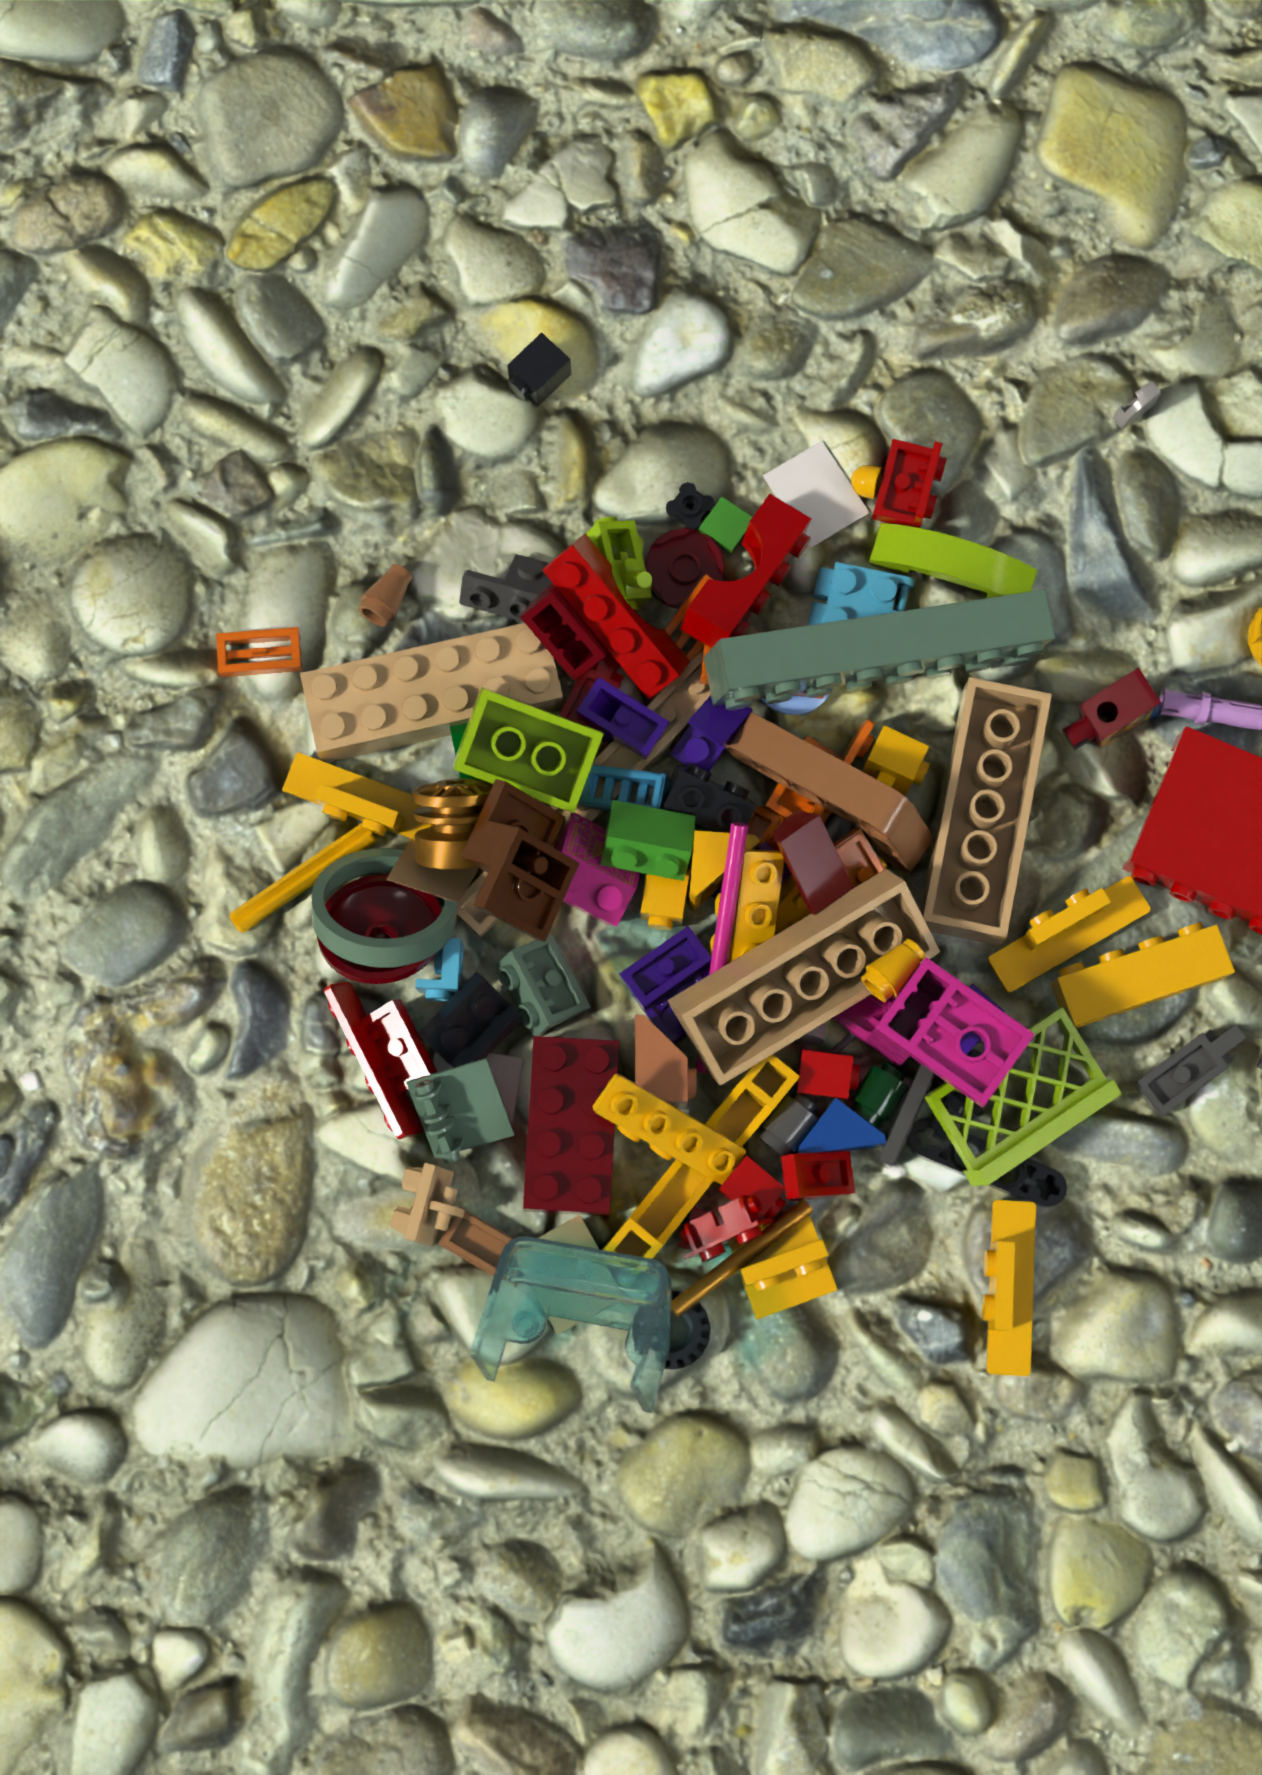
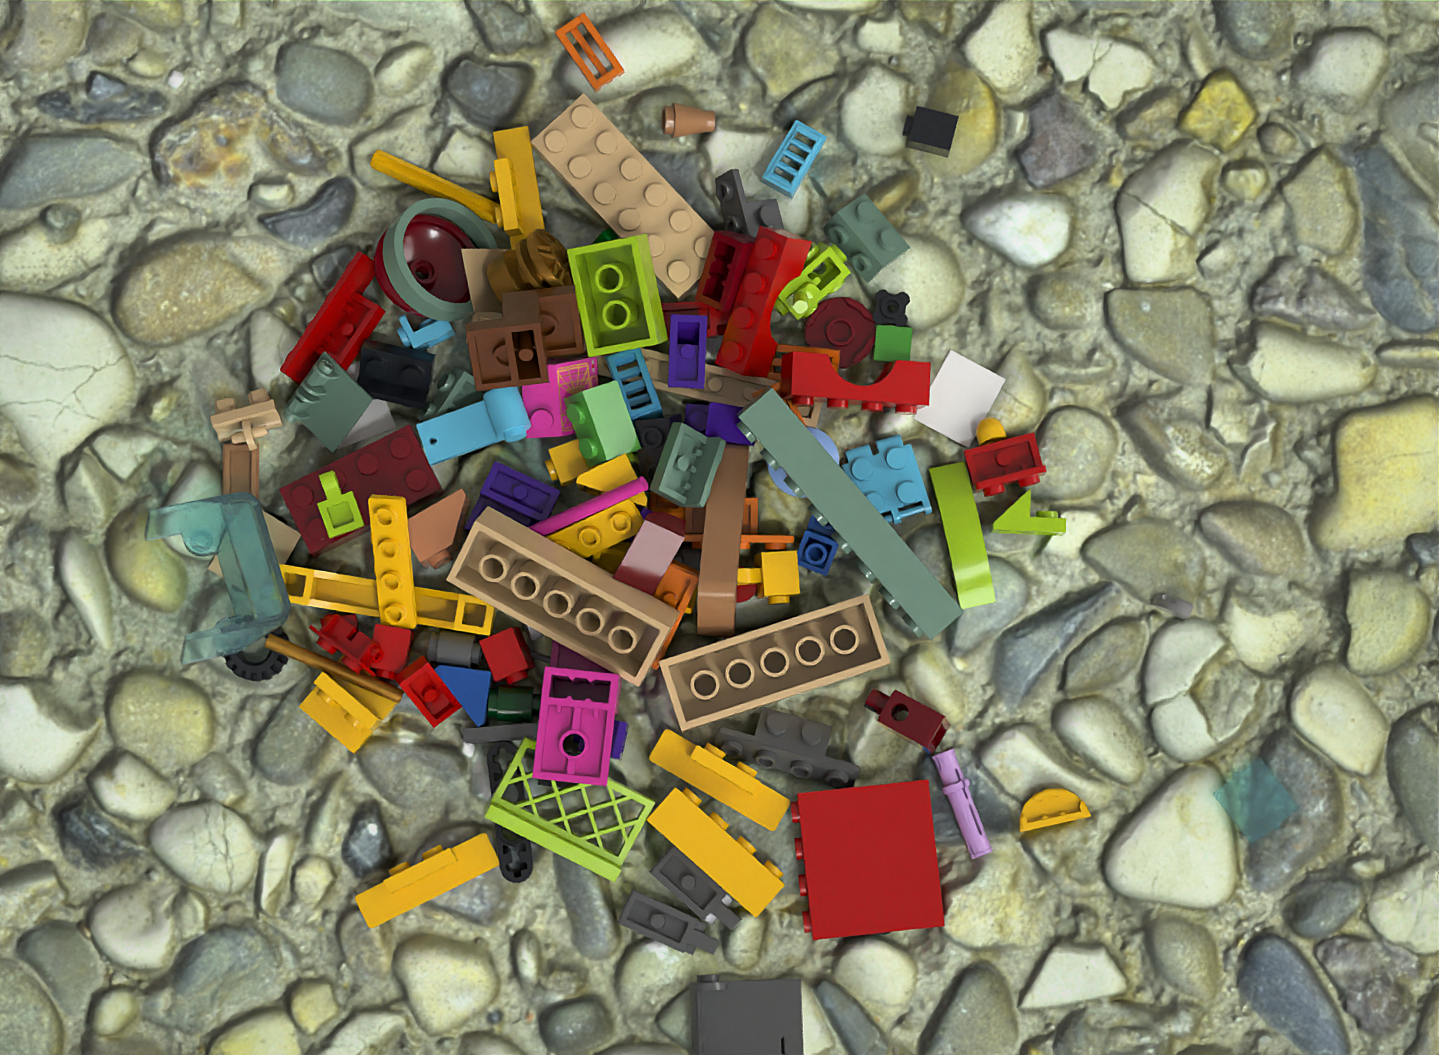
camera: 60 degrees right, 5 degrees up
(504, 541) = (779, 183): none -> medium azure slope
(575, 969) = (476, 426): none -> medium azure door
(586, 1154) = (340, 510): none -> lime plate
(606, 490) = (865, 237): none -> sand green bracket
(743, 777) = (687, 466): none -> sand green bracket
(885, 705) = (817, 547): none -> blue slope
(892, 971) = (600, 657): yellow cone -> none
(971, 497) = (1018, 520): none -> lime slope
(1074, 844) = (789, 746): none -> dark grey bracket
(1166, 1019) = (695, 888): none -> dark grey hinge

